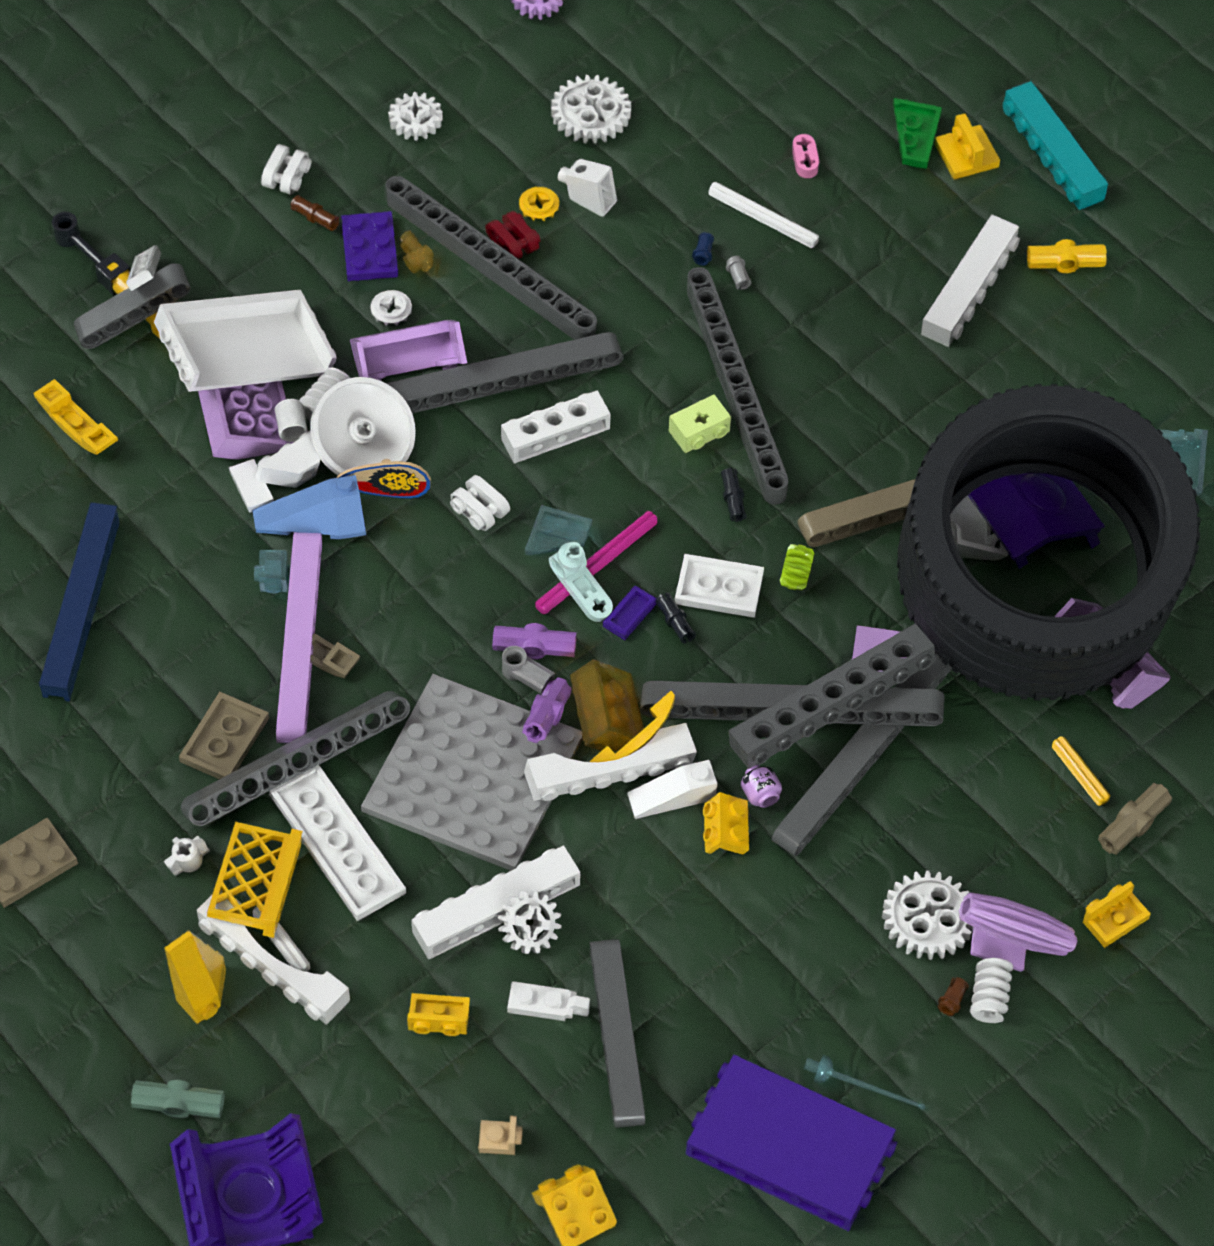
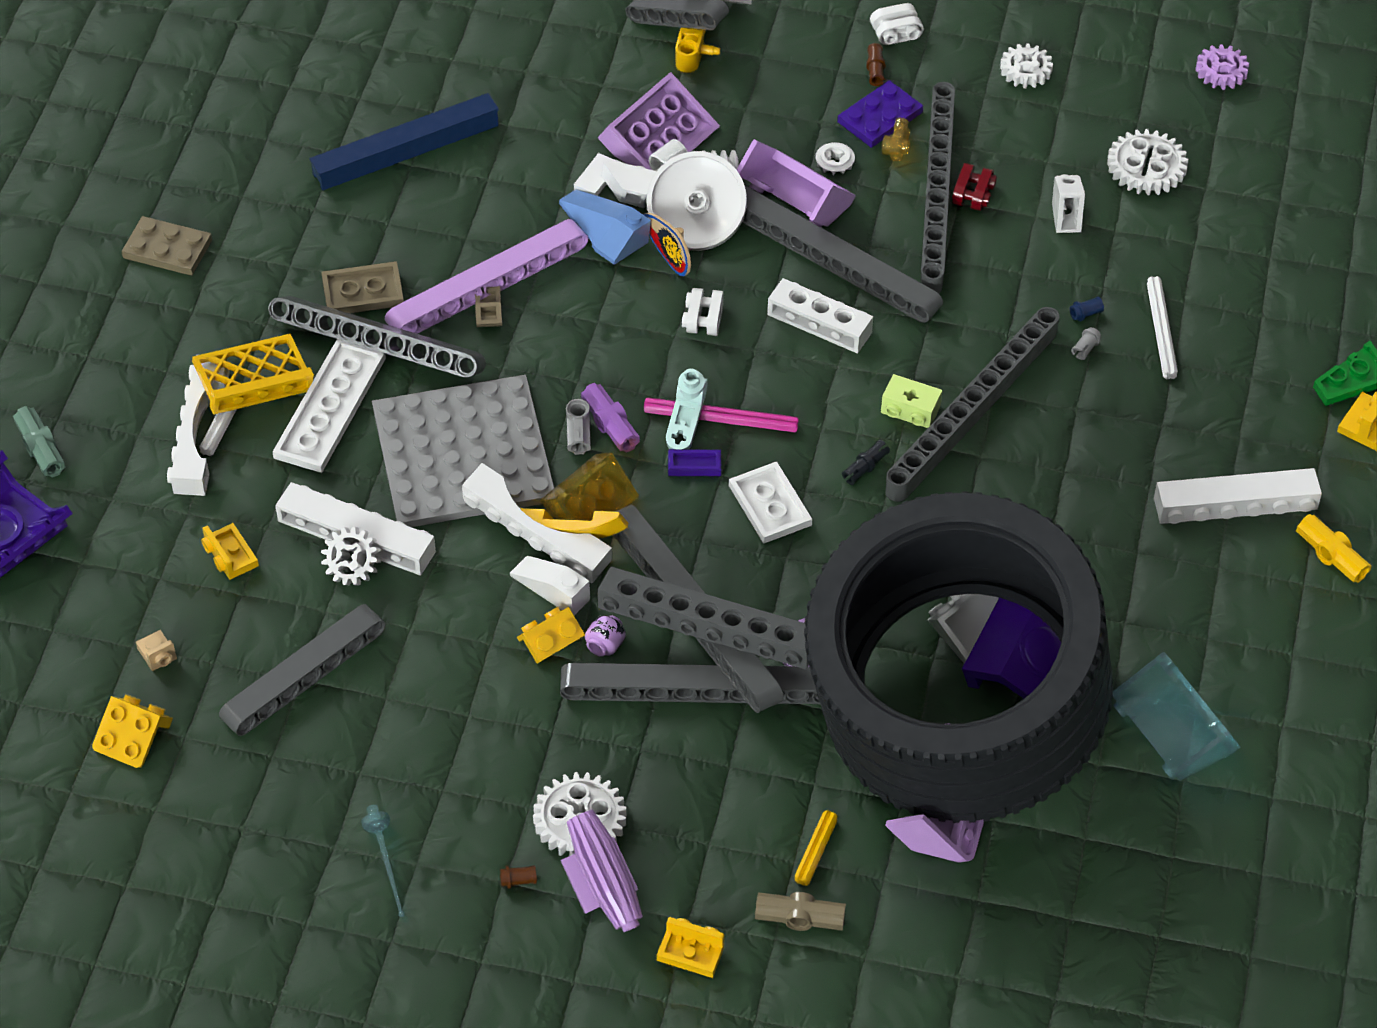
camera: 55 degrees right, 5 degrees down
(73, 419) = (559, 45): yellow slope -> none
(186, 855) = (244, 326): white piece -> none
(196, 976) = (134, 382): yellow wedge -> none
(244, 340) = (705, 85): white panel -> none
(272, 571) = (527, 226): clear light blue brick -> none
(545, 196) = (1022, 178): yellow gear -> none
(546, 1002) = (295, 610): white hinge -> none
(547, 710) = (546, 455): medium lavender piece -> none
(556, 528) = (725, 373): clear light blue wing -> none
(675, 618) = (713, 492): black pin -> none
(791, 1142) = (292, 839): dark purple panel -> none
(797, 567) = (827, 536): lime gear -> none
(809, 155) = (1247, 317): bright pink beam -> none
(991, 990) = (543, 895): white piece -> none

